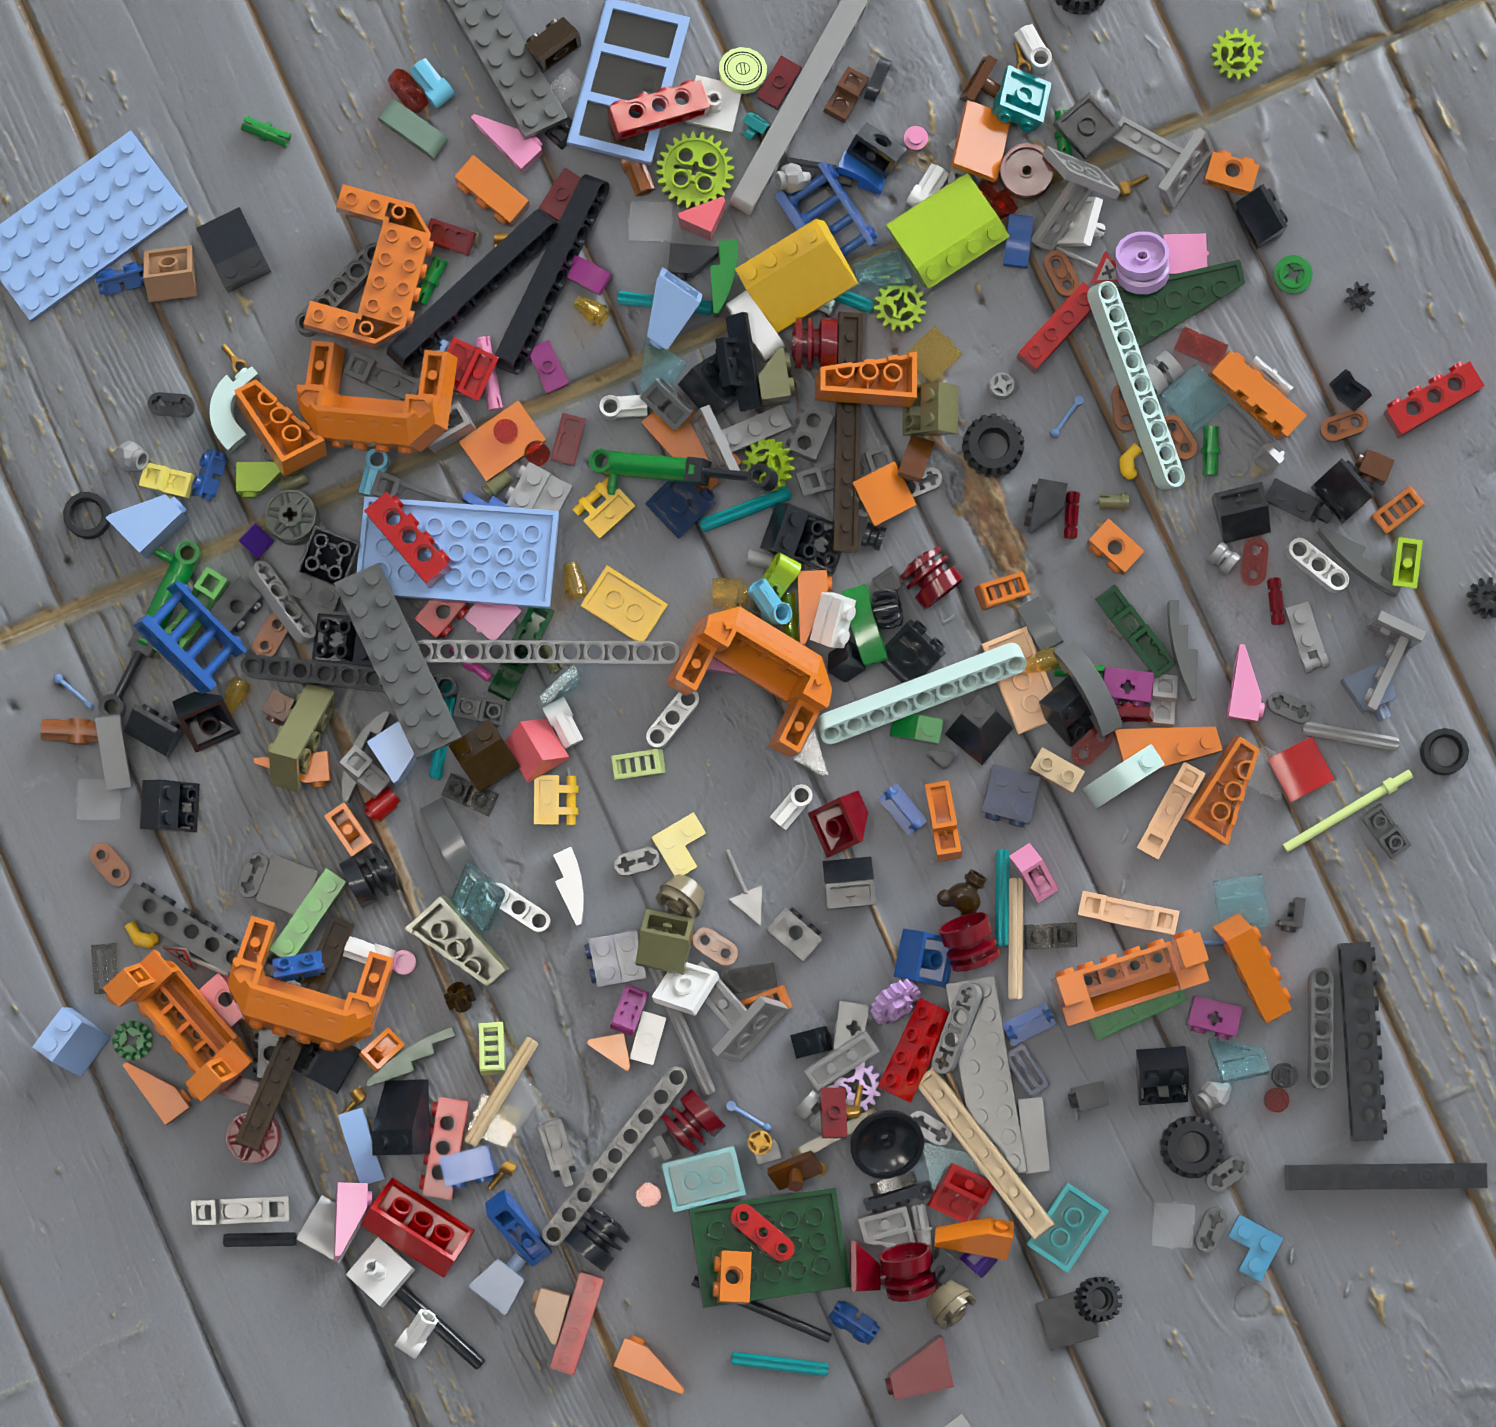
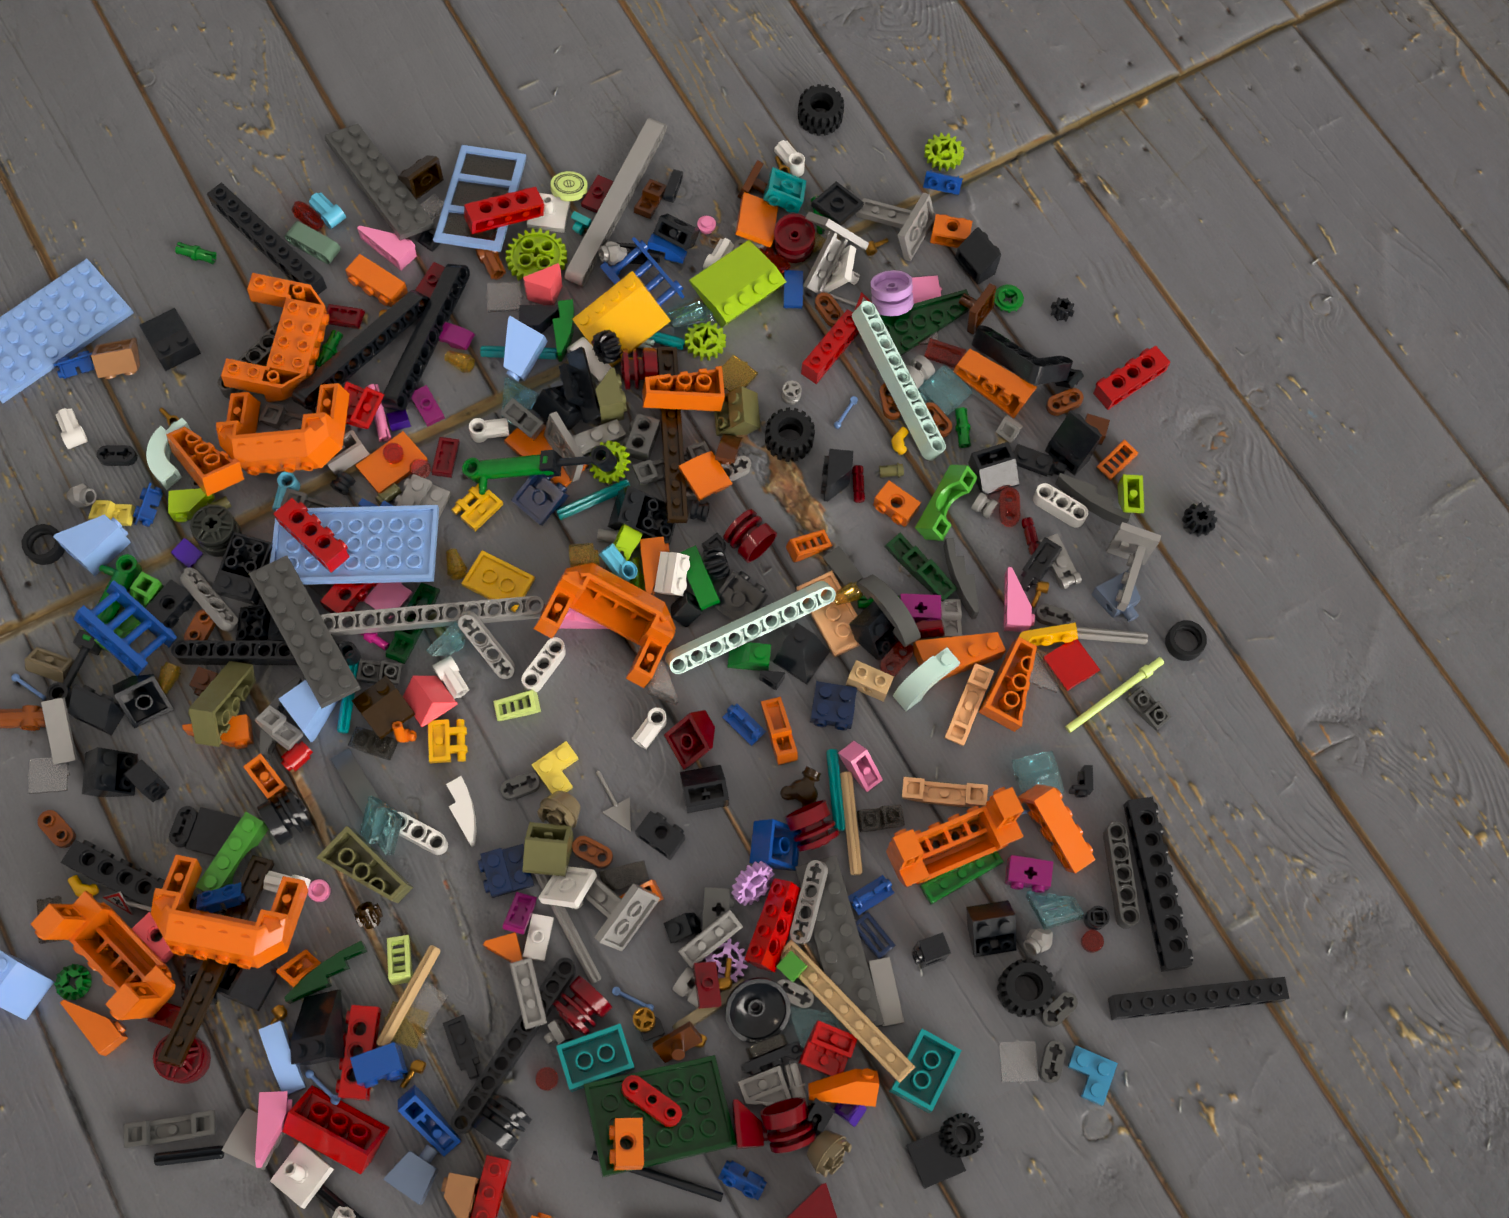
camera: 10 degrees left, 15 degrees down
(96, 666) = (48, 664): none -> dark tan slope
(118, 371) = (71, 430): none -> white piece
(215, 822) = (147, 781): none -> black brick
(355, 123) = (264, 238): none -> black brick
(417, 1195) = (334, 1098): none -> medium blue hinge
(443, 464) = (342, 482): none -> black wheel
(506, 788) = (402, 734): none -> orange arm
(512, 384) = (398, 420): none -> dark purple slope
(603, 694) = (483, 646): none -> light grey beam
(634, 1103) = (528, 993): none -> light grey tile
(776, 315) = (607, 346): none -> black gear
(930, 1099) = (791, 966): none -> bright green tile
(1190, 527) = (954, 484): none -> bright green arch
(1240, 101) = (942, 182): none -> blue hinge
(1251, 290) = (978, 308): none -> reddish brown tile
(1276, 734) = (1050, 635): none -> yellow plate
(1278, 669) = (1042, 587): none -> pearl gold hand
(1280, 640) = (1039, 563): none -> black hinge
(1288, 374) = (1020, 361): none -> black beam

